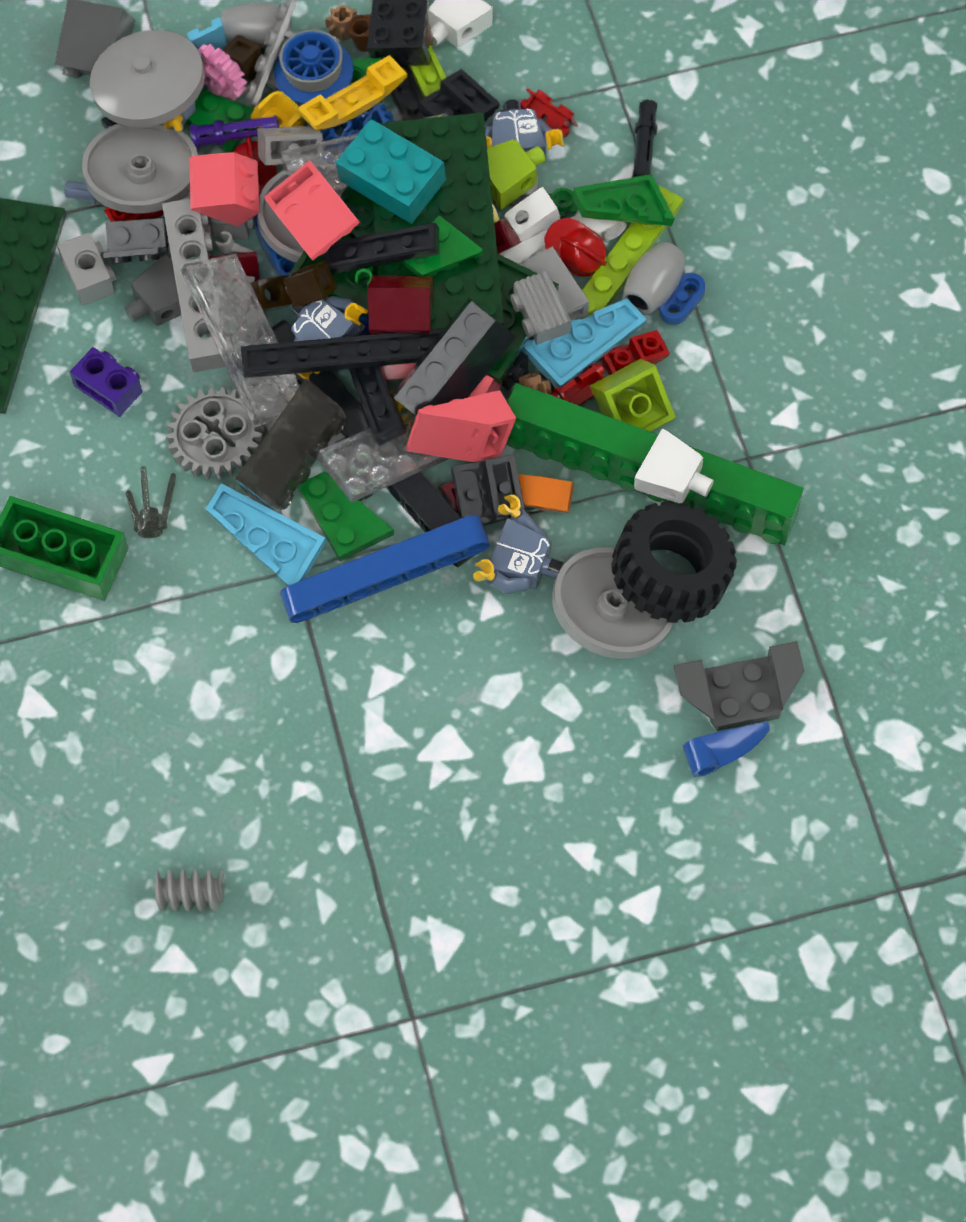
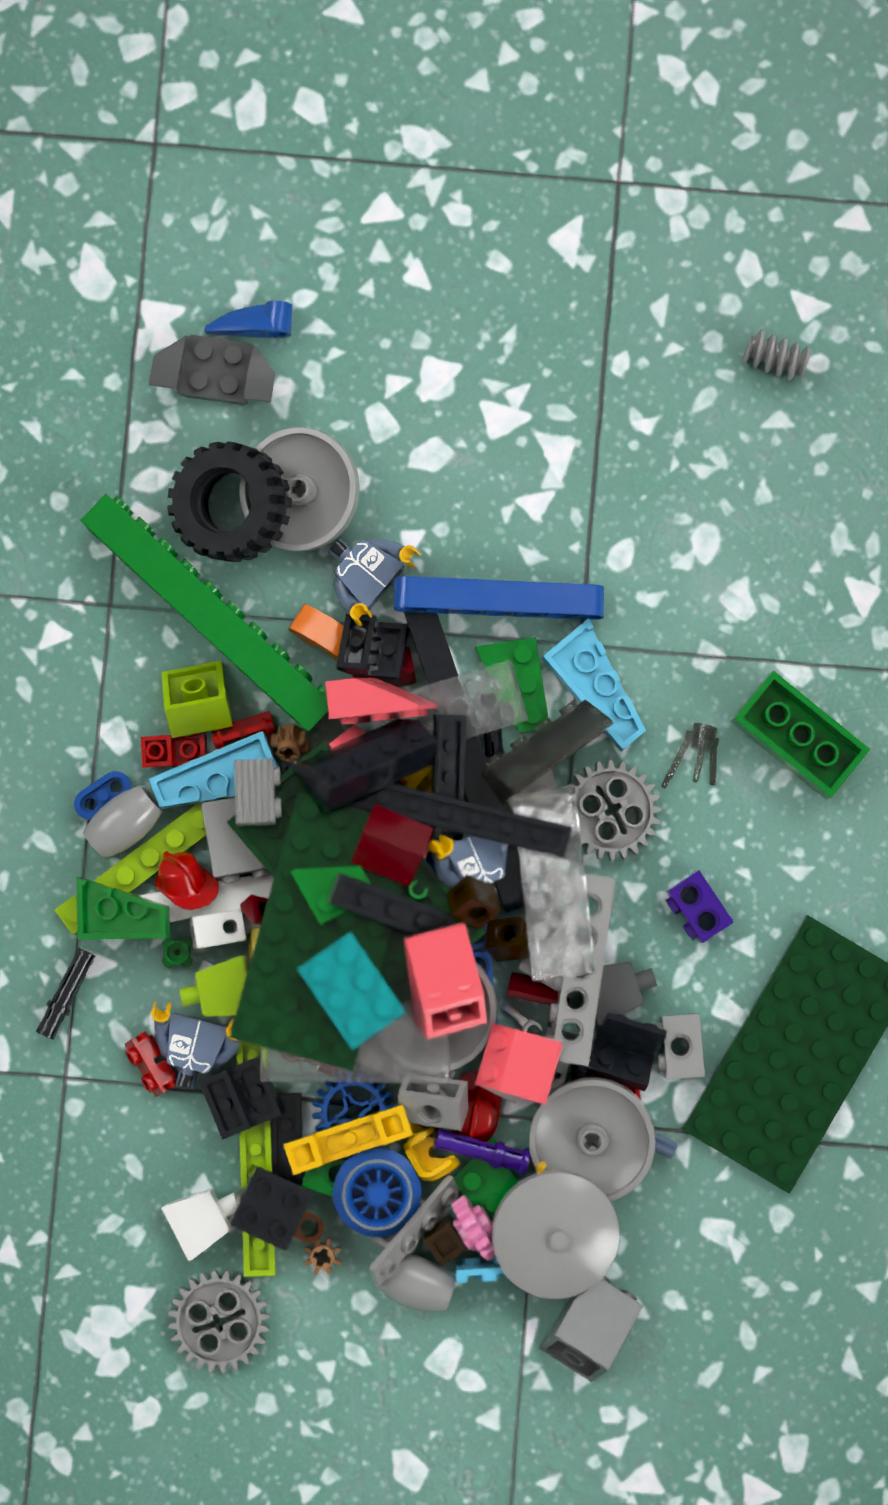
camera: 160 degrees left, 20 degrees up
(672, 470) = (198, 573): white torso -> none

